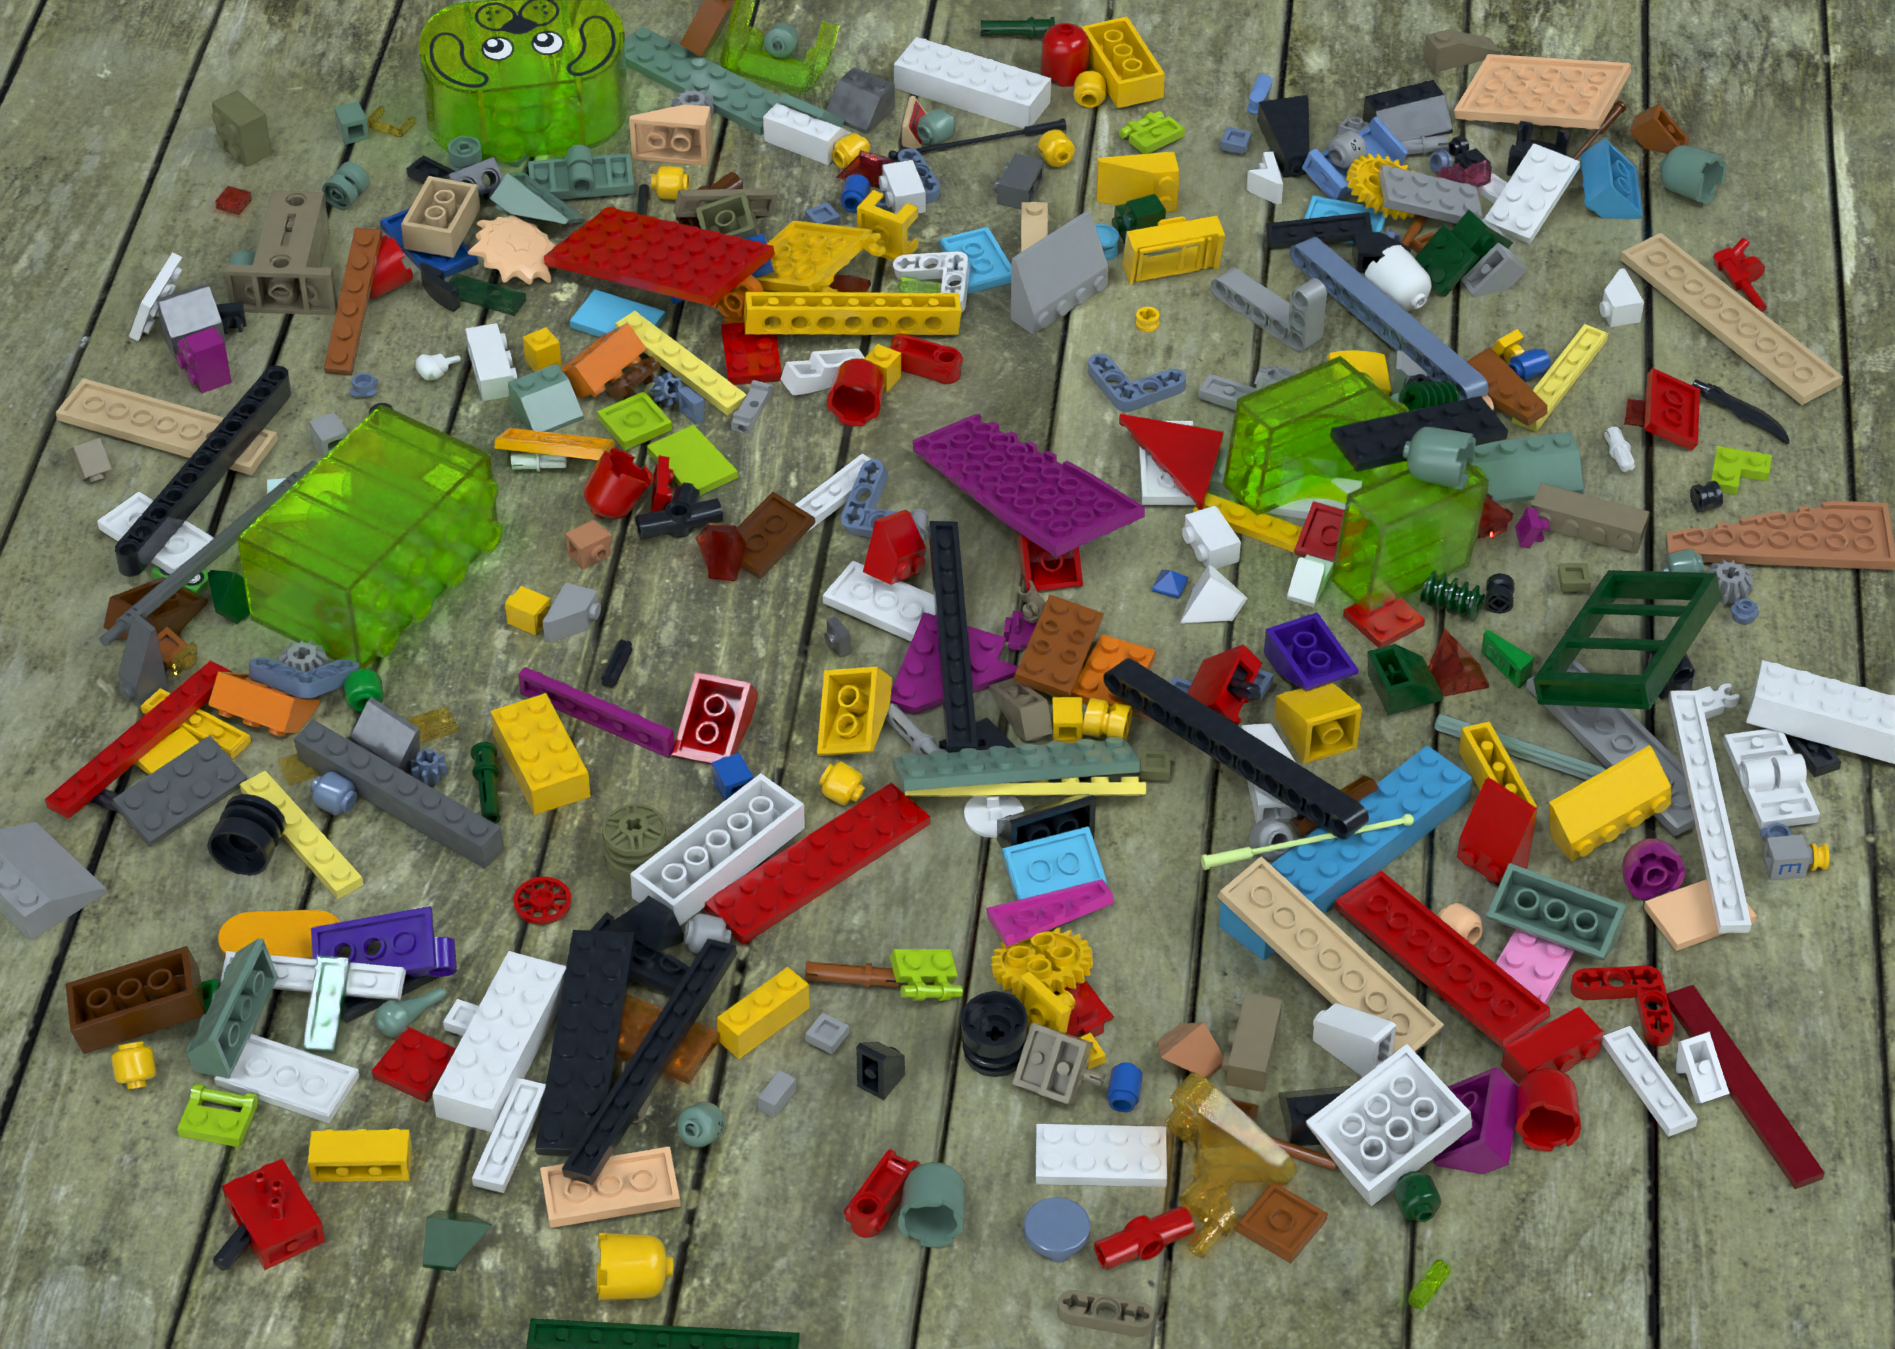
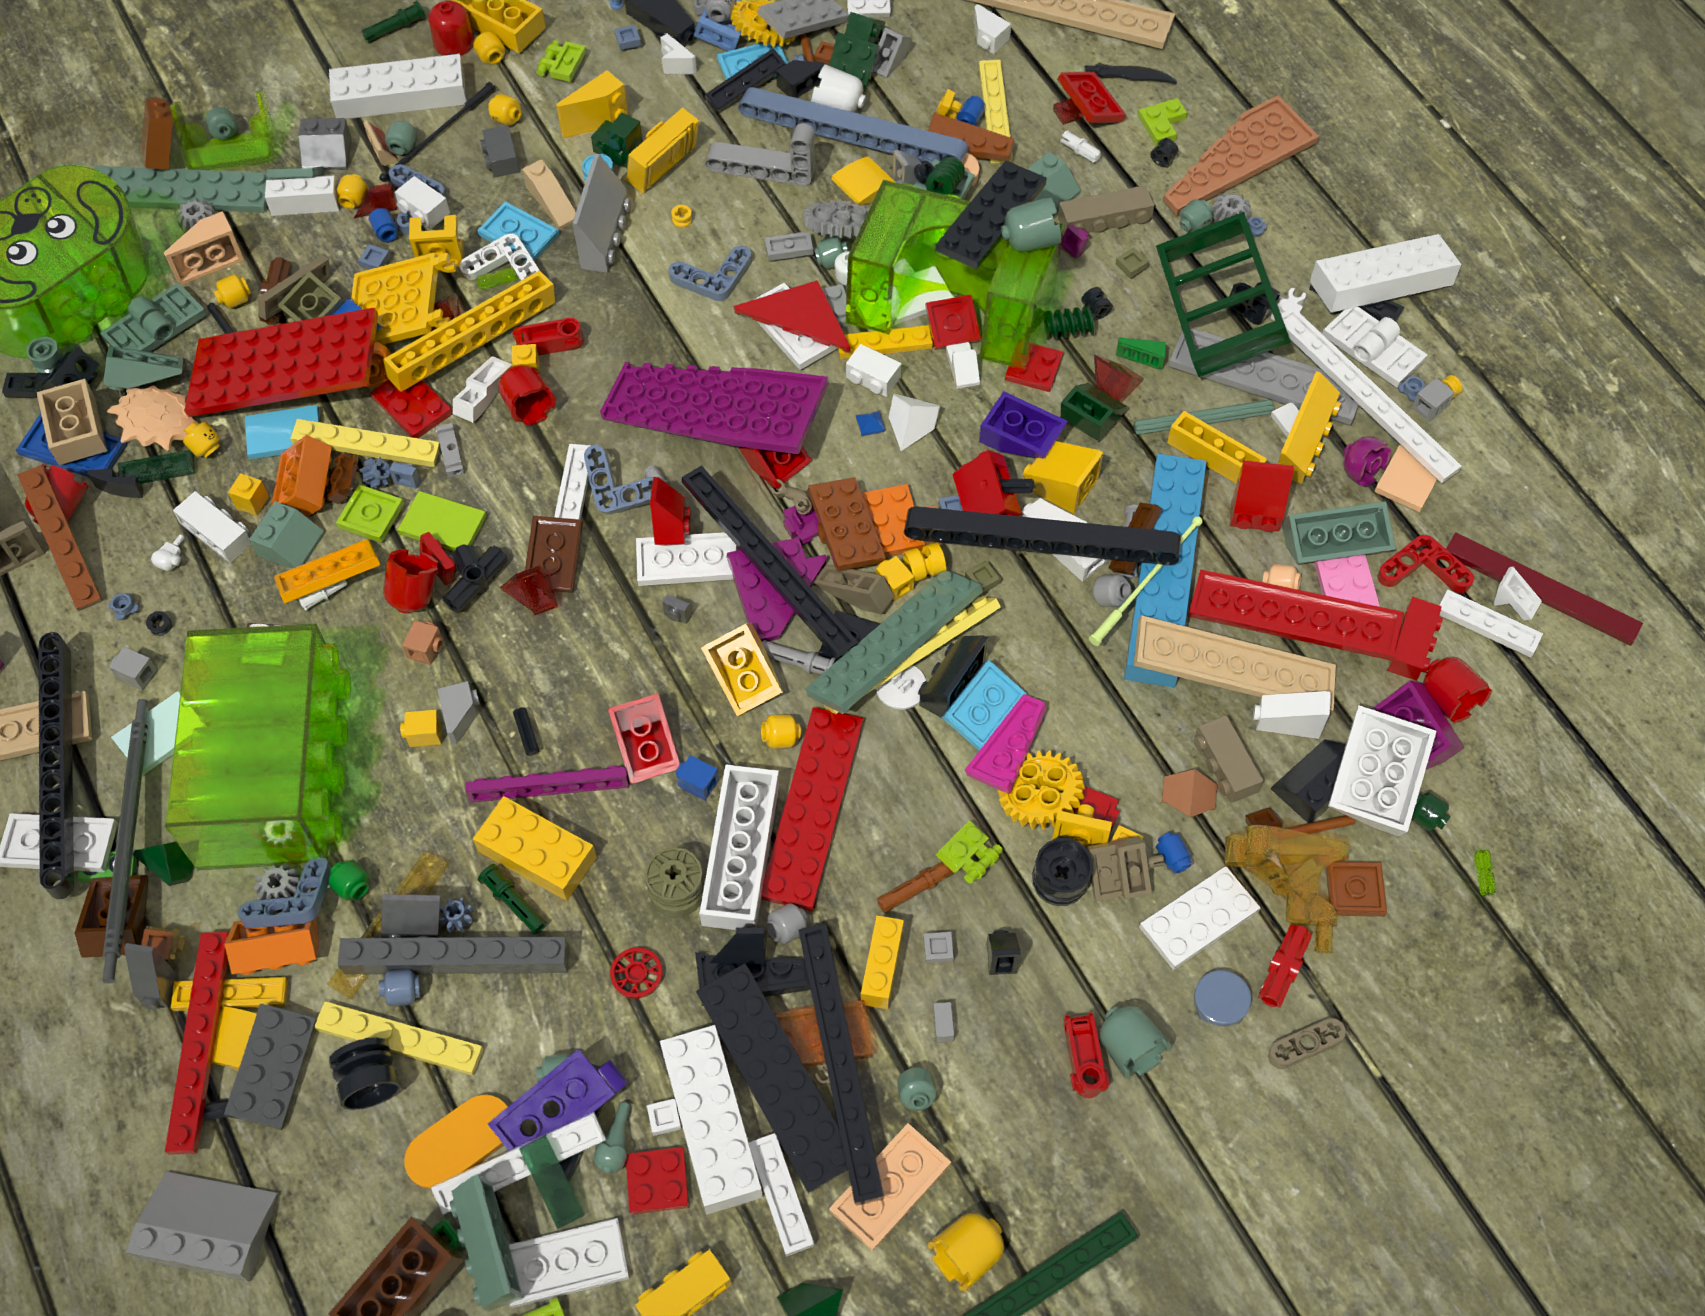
camera: 35 degrees left, 15 degrees up
(539, 287) = (201, 439): none -> yellow head

